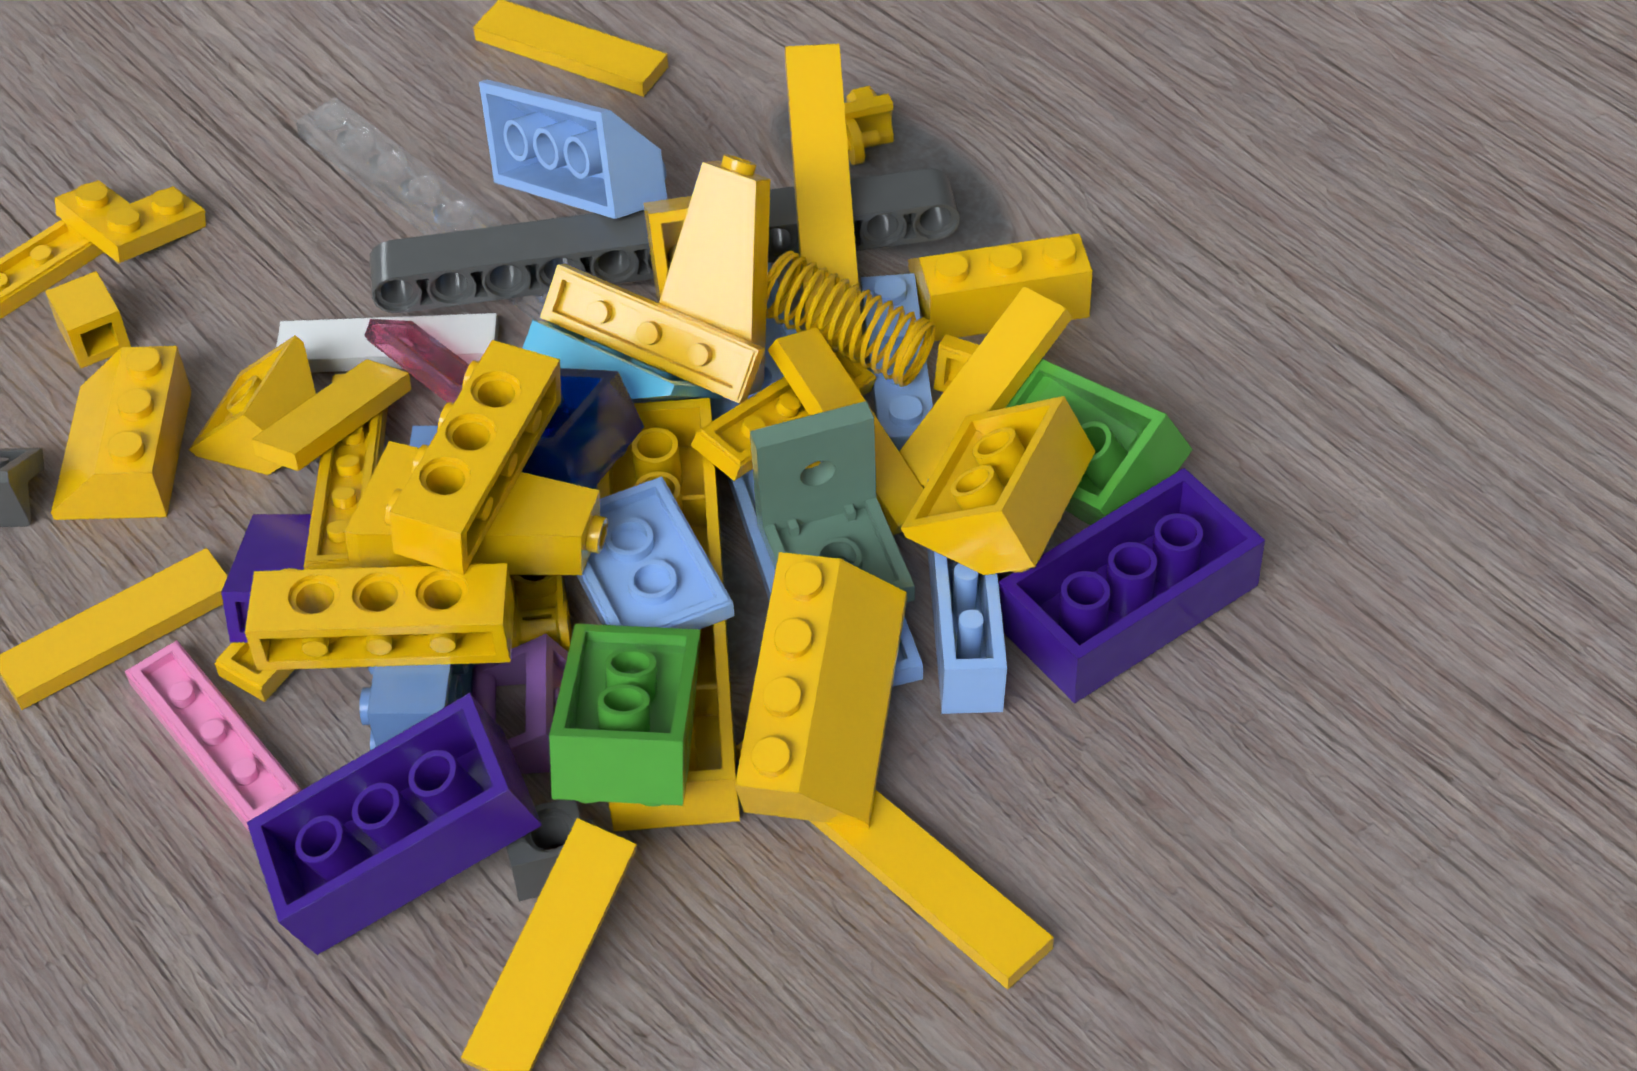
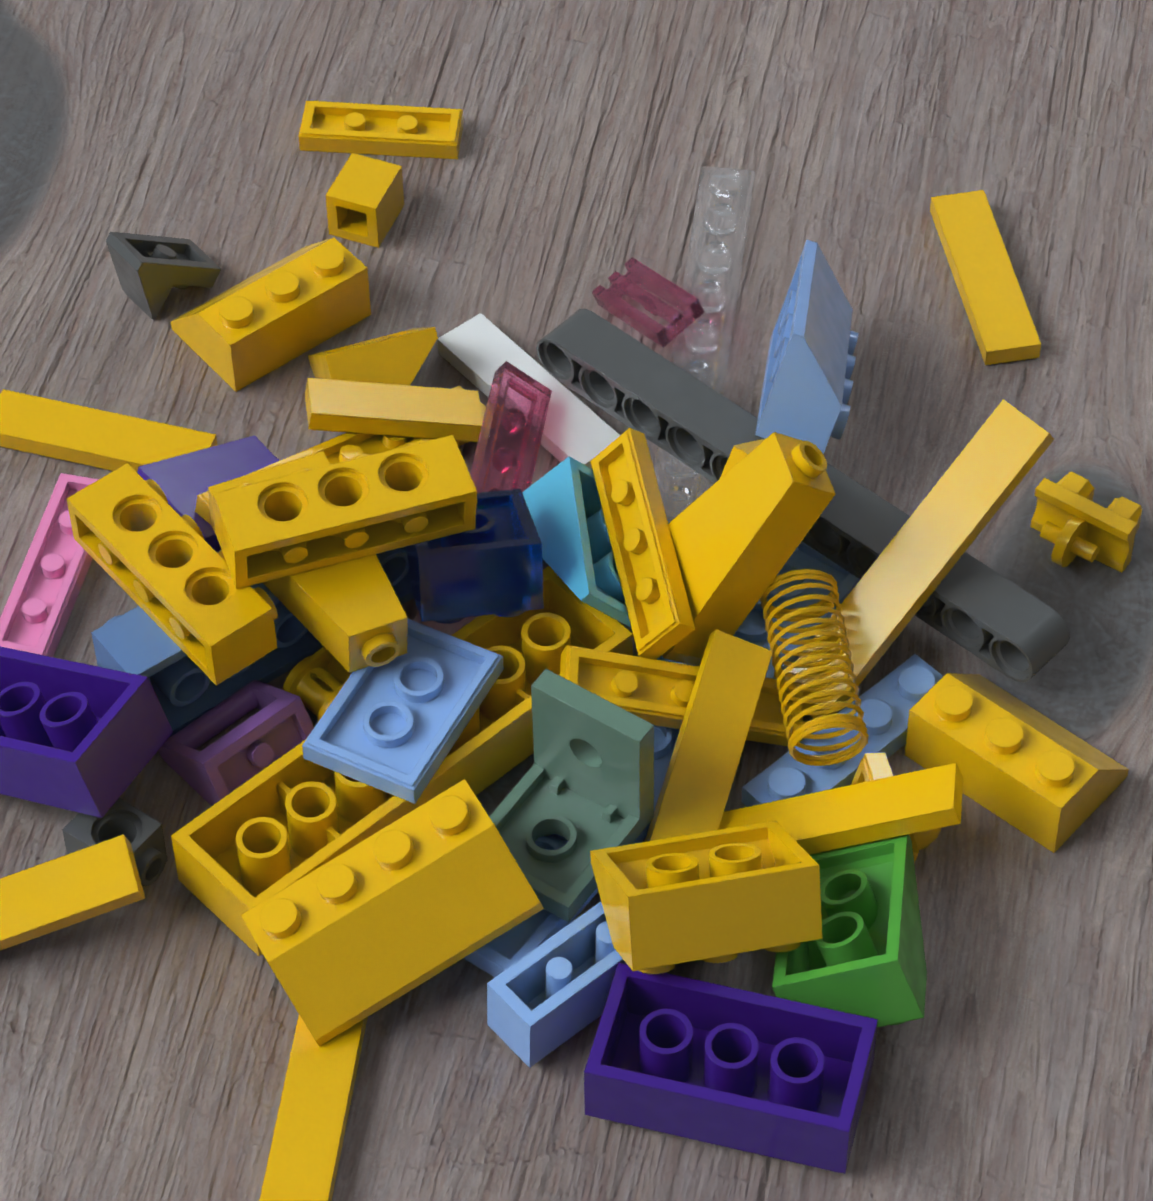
camera: 50 degrees right, 0 degrees up
(125, 227) = (485, 156): yellow plate -> none
(388, 213) = (640, 274): none -> clear pink tile
(625, 715) = (229, 791): bright green slope -> none

